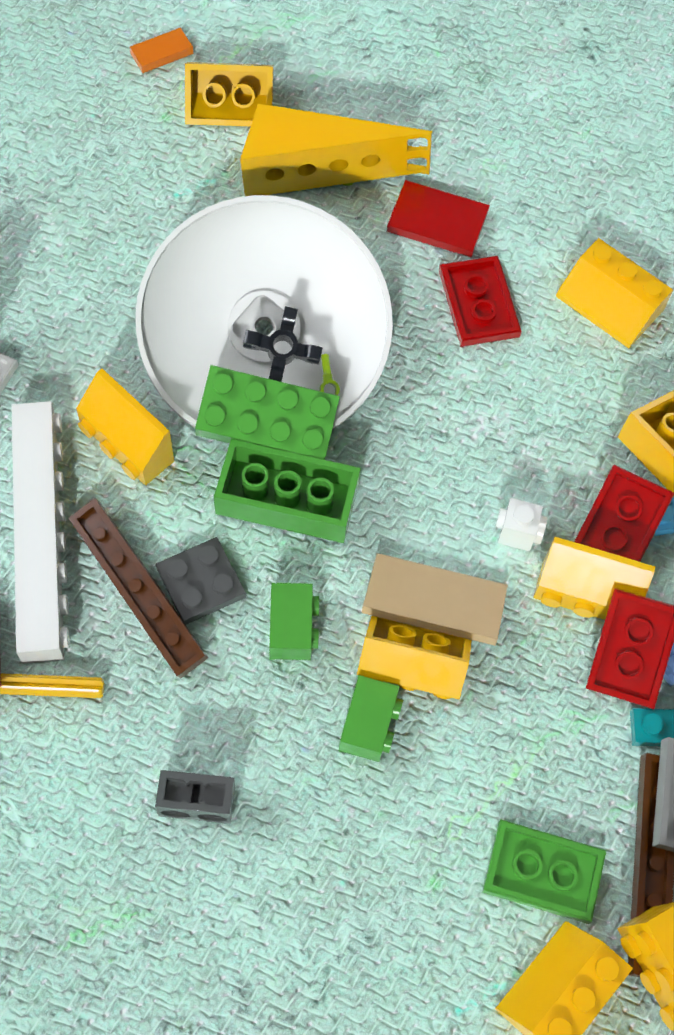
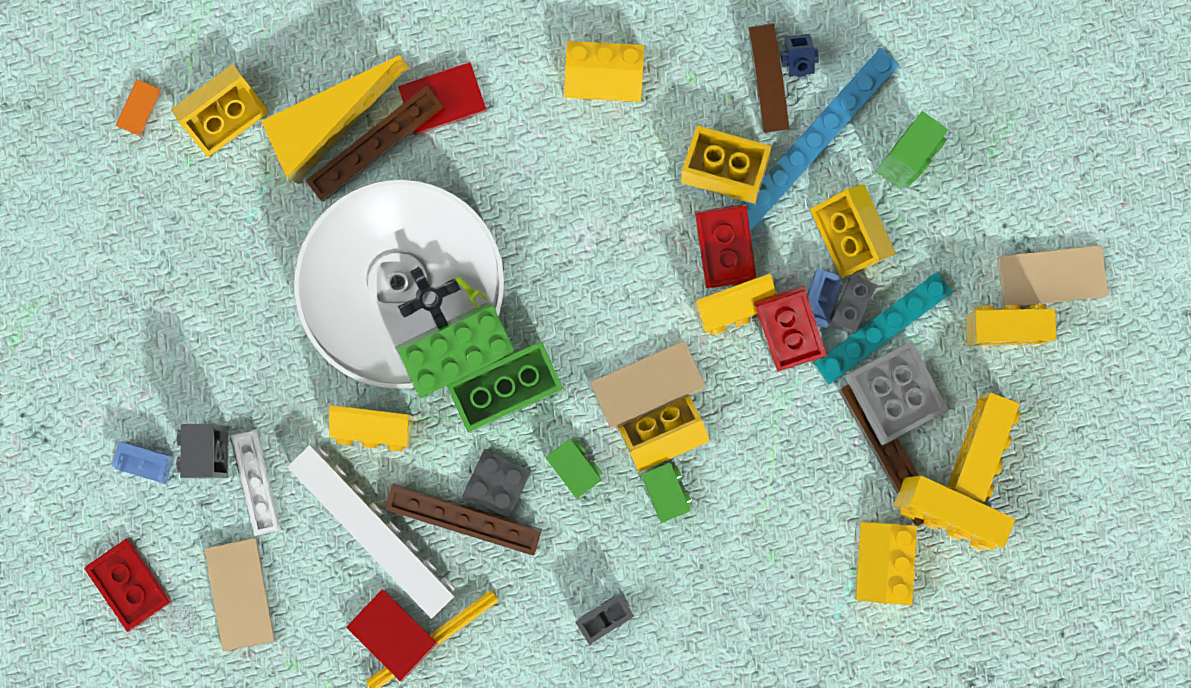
camera: 30 degrees left, 20 degrees up
(369, 203) = (374, 143): none -> reddish brown plate
(479, 301) = (518, 143): red tile -> none
(521, 524) = (664, 294): white brick -> none
(544, 871) = (829, 502): bright green tile -> none

